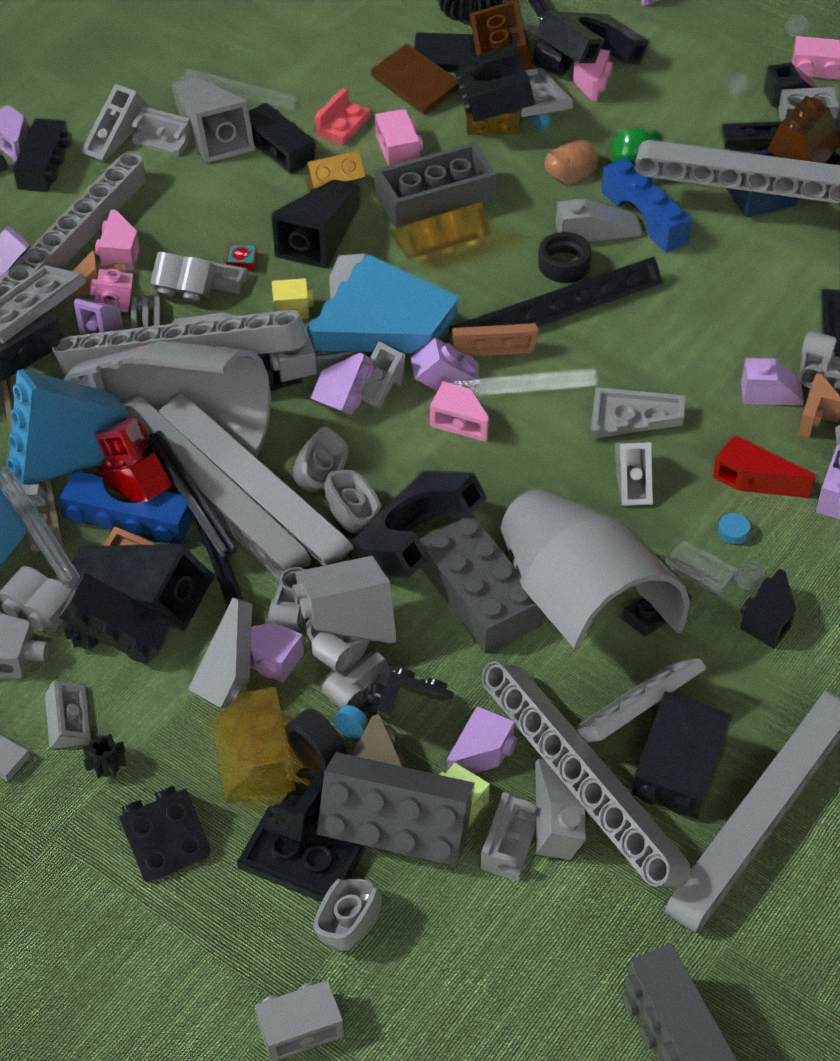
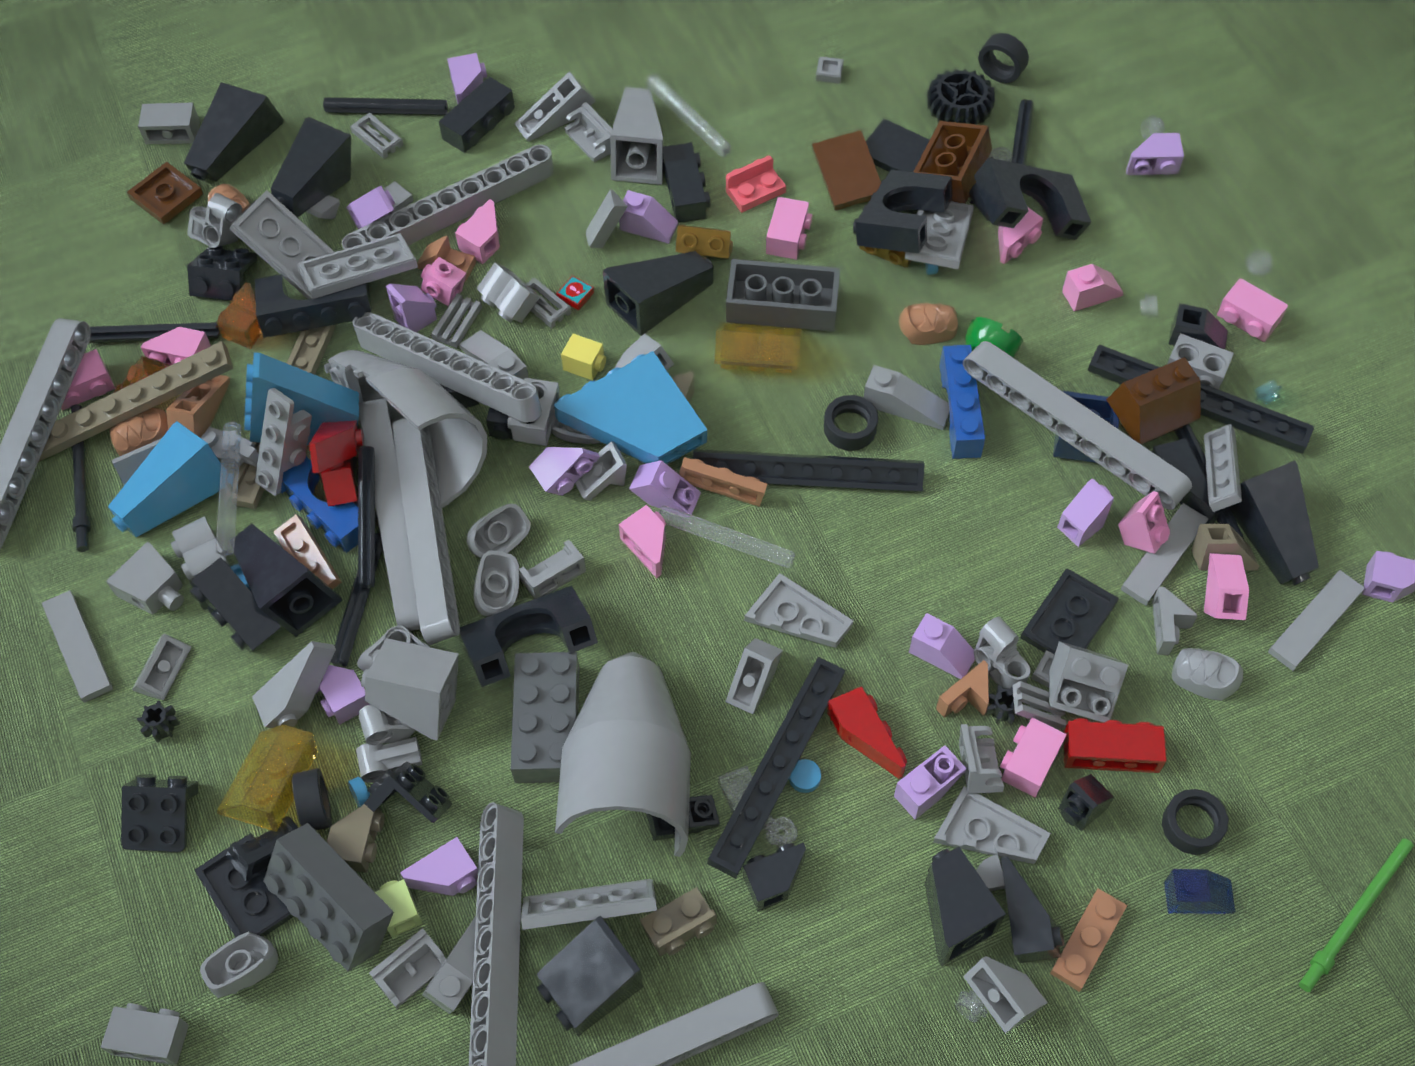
camera: 30 degrees right, 10 degrees up
(69, 458) = (282, 440): none -> light grey bracket
(231, 187) = (605, 220): none -> light grey slope
(264, 175) = (647, 218): none -> lavender slope
(339, 15) = (829, 70): none -> light grey tile
(394, 470) = (553, 571): none -> light grey hinge
(680, 89) = (1090, 286): none -> bright pink slope
(711, 529) = (775, 768): none -> black plate
(720, 682) = (679, 922): none -> dark tan bracket
(810, 238) = (1086, 512): none -> lavender slope

